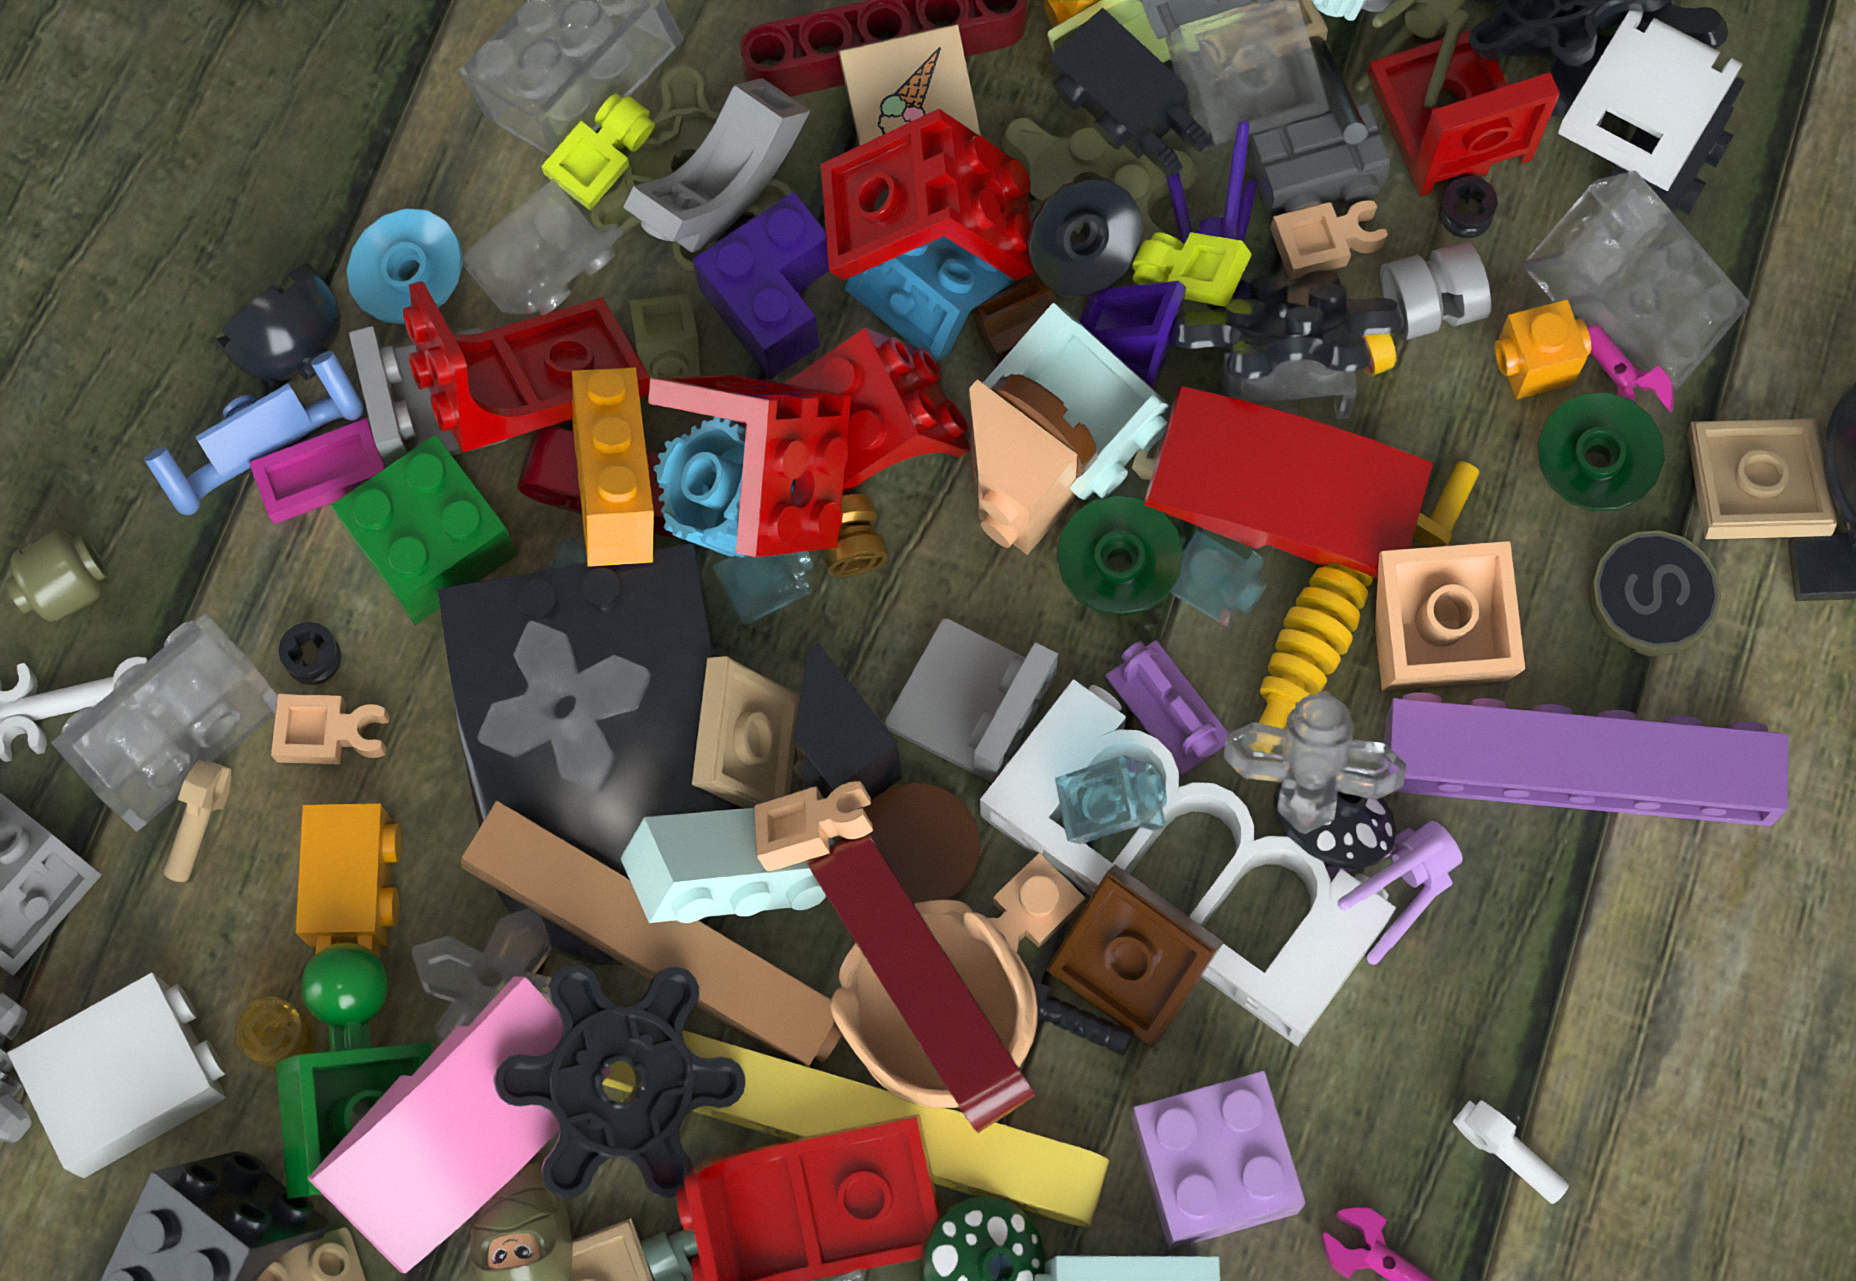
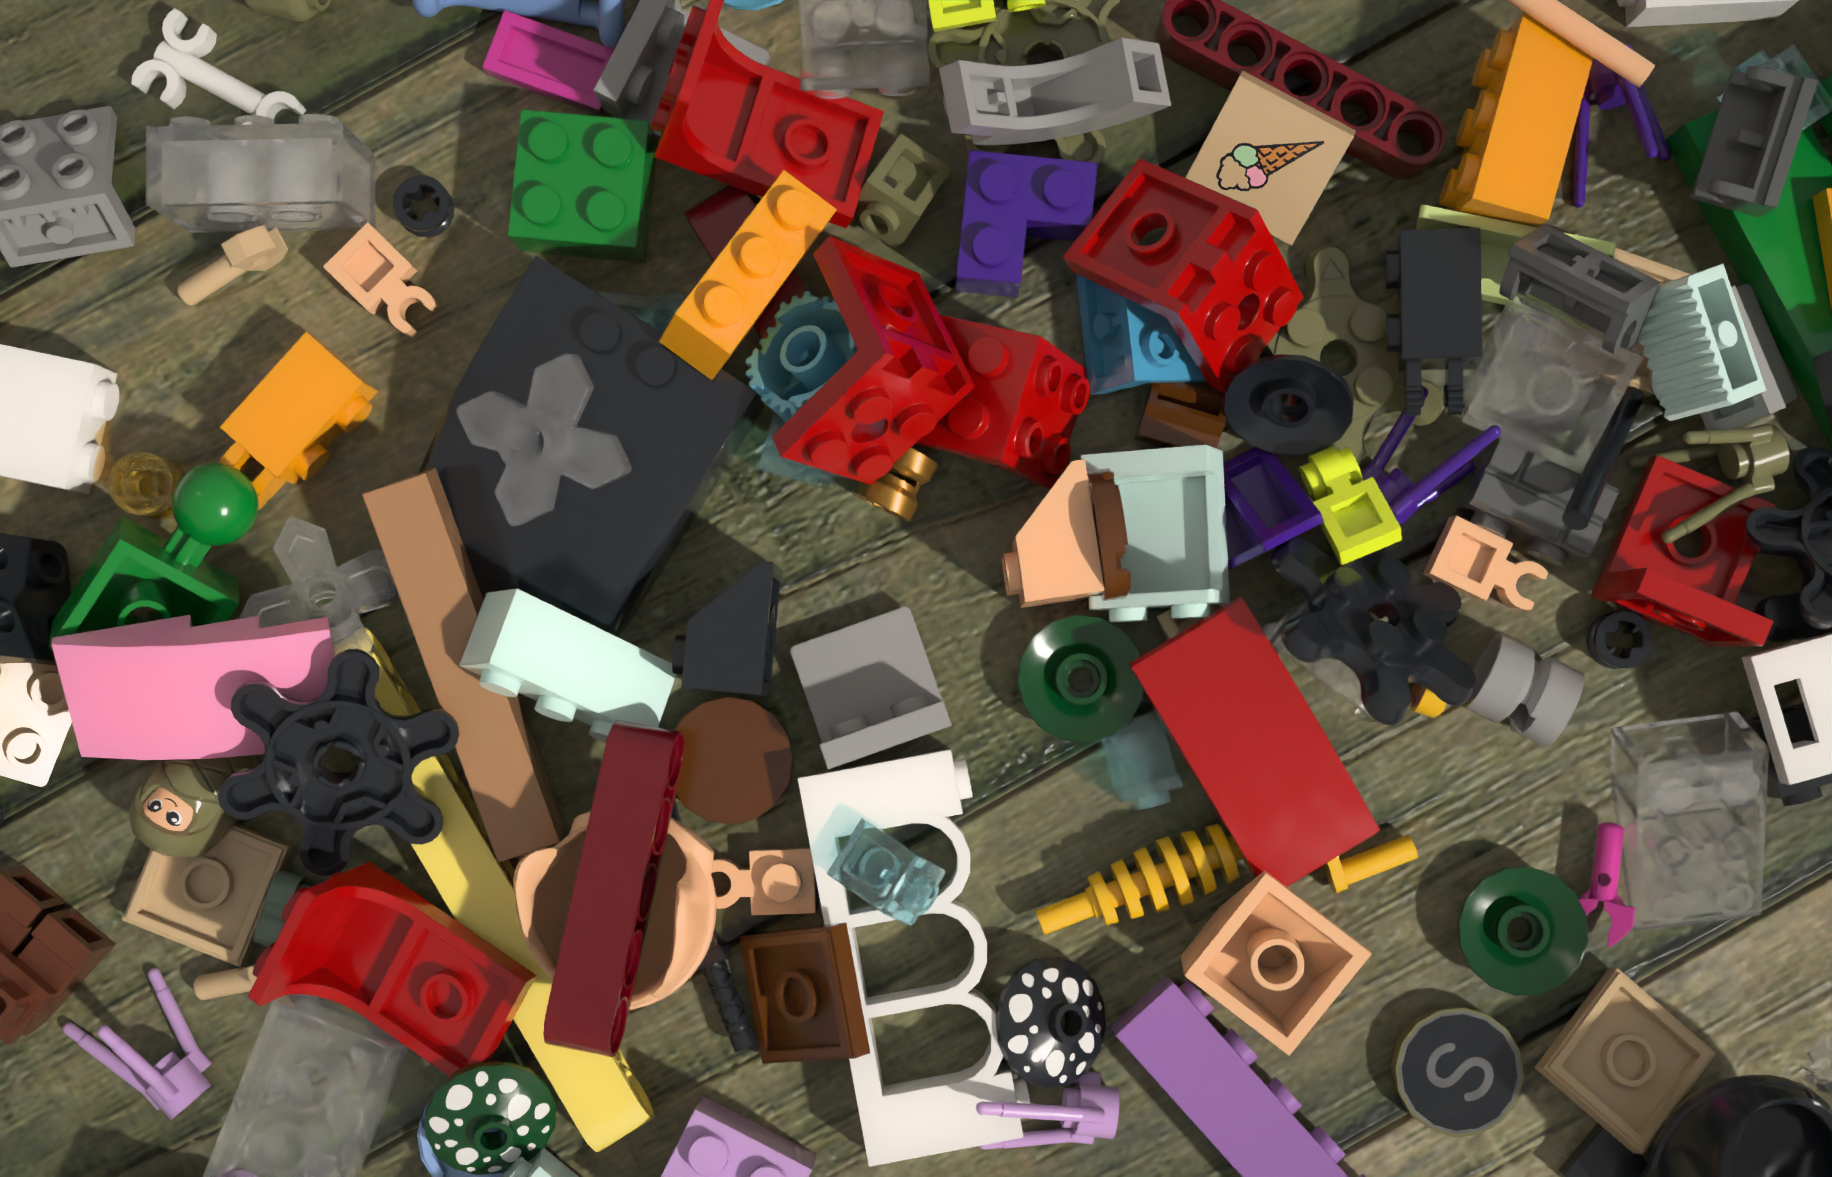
camera: 45 degrees right, 15 degrees up
(744, 735) = (669, 574): tan tile -> none
(802, 823) = (635, 691): light nougat plate -> none
(1167, 705) = (1010, 825): medium lavender hinge -> none
(1314, 760) = (1066, 979): clear plant -> none
(1542, 349) = (1559, 811): light orange brick -> none

